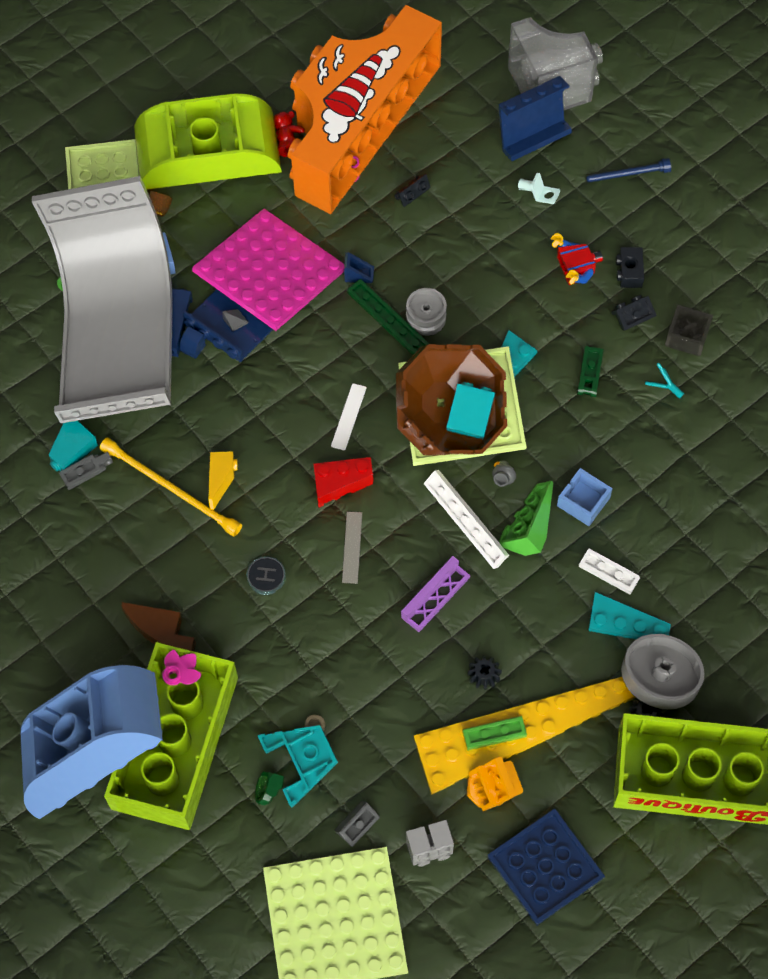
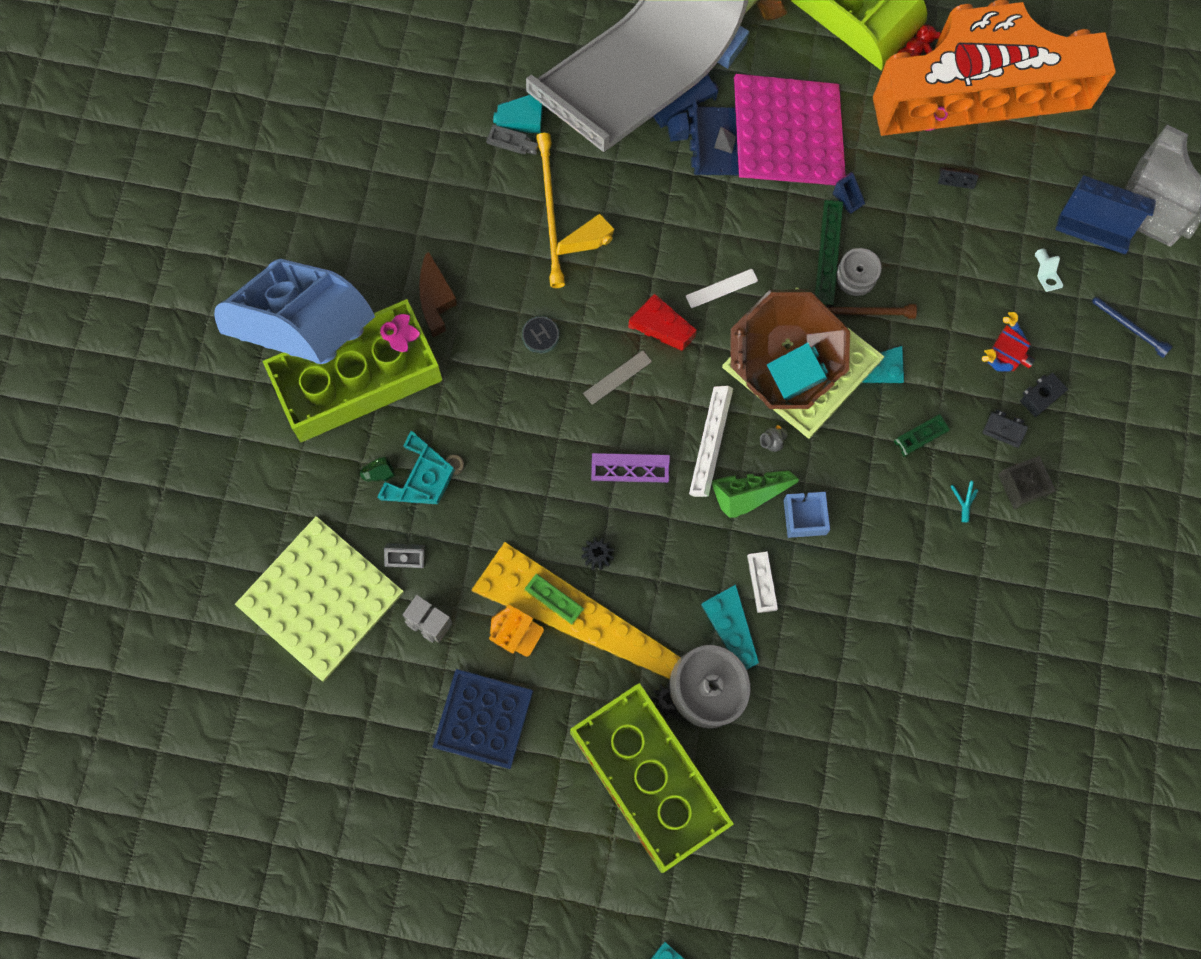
camera: 45 degrees right, 10 degrees up
(486, 304) = (907, 311): none -> reddish brown piece

